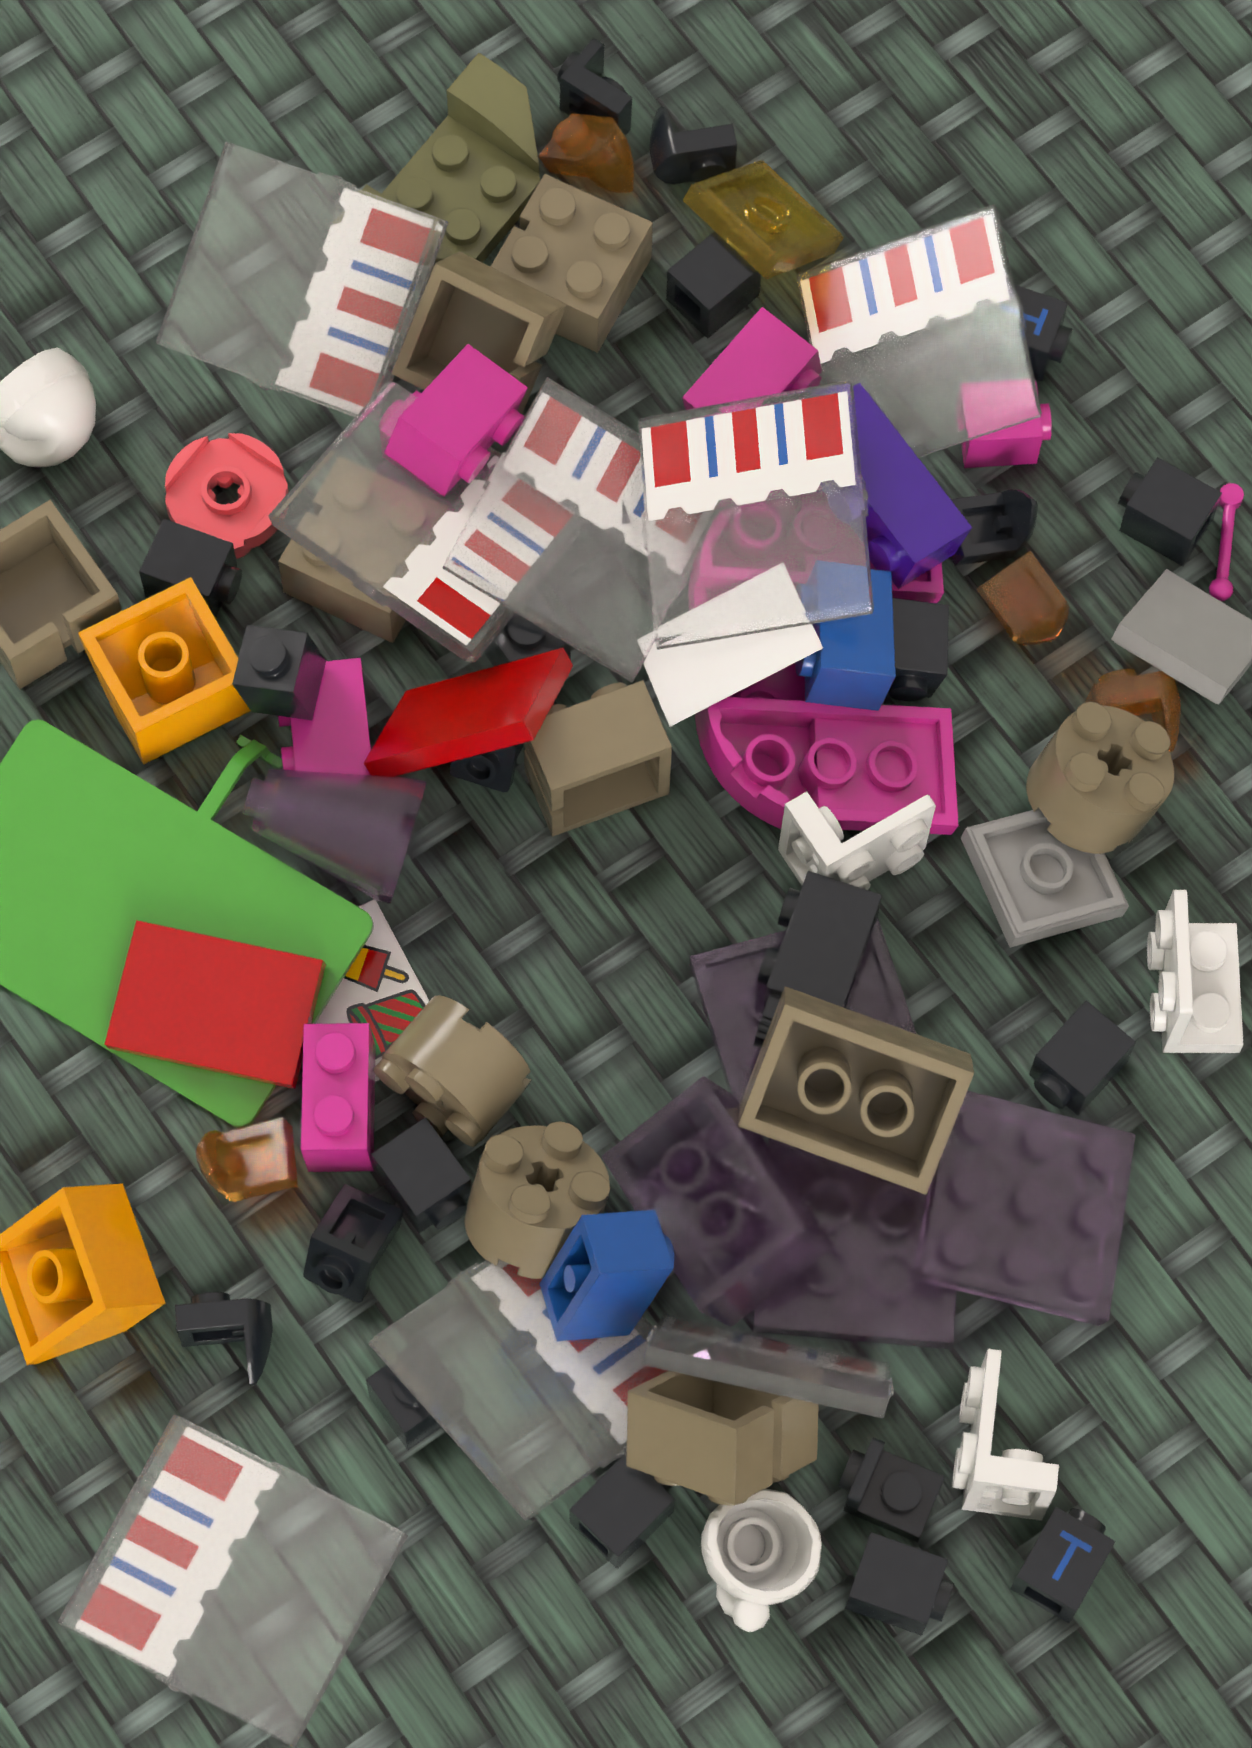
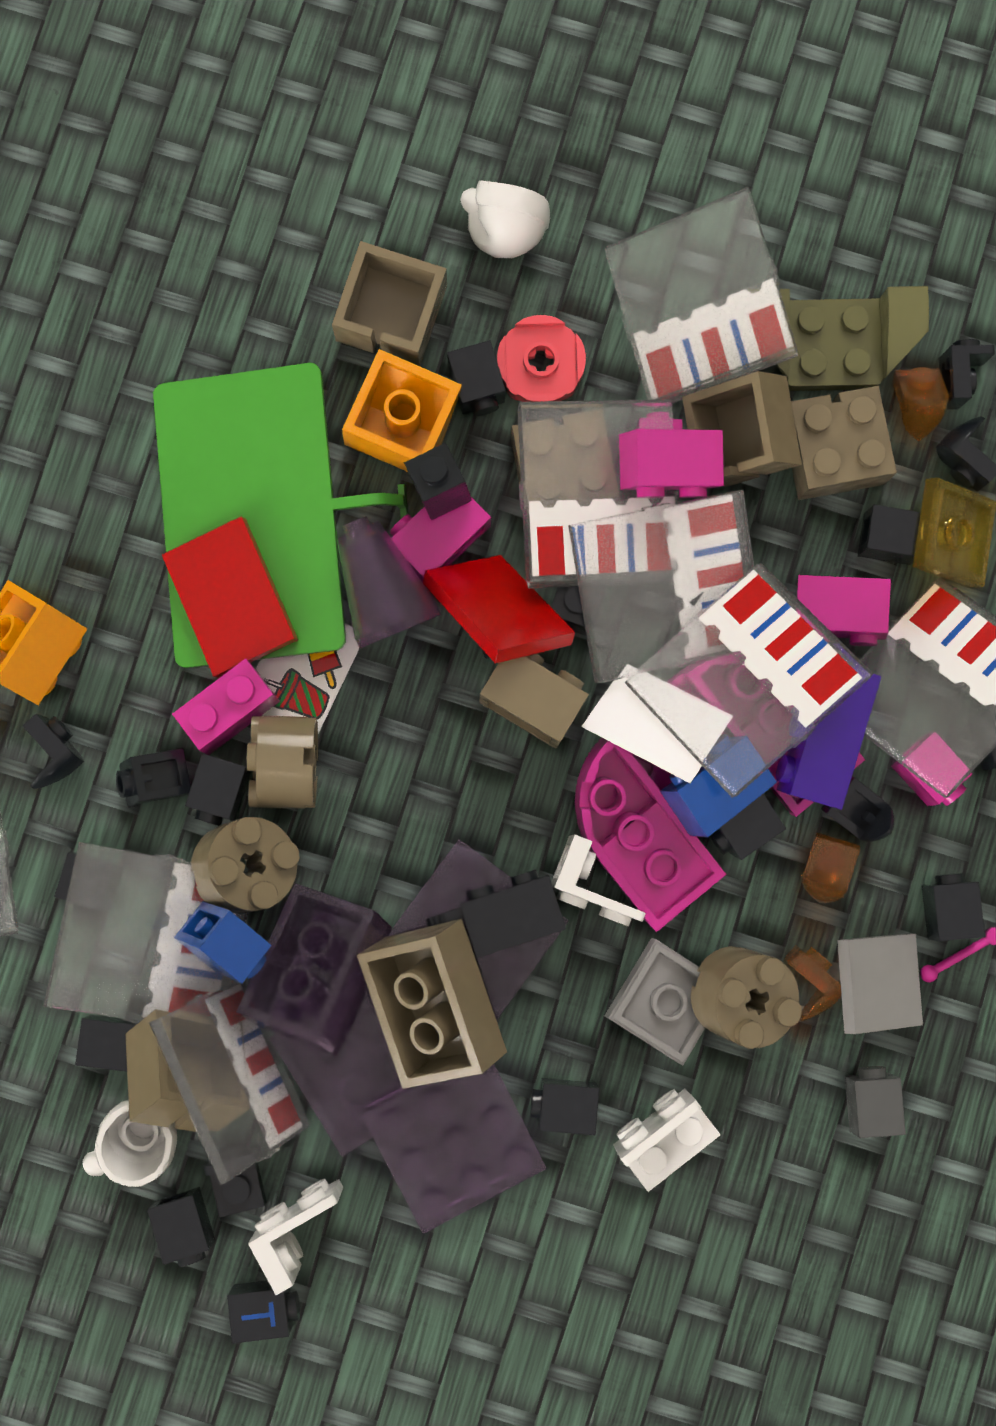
camera: 45 degrees right, 15 degrees up
(249, 1159) = (156, 685): clear orange plate -> none

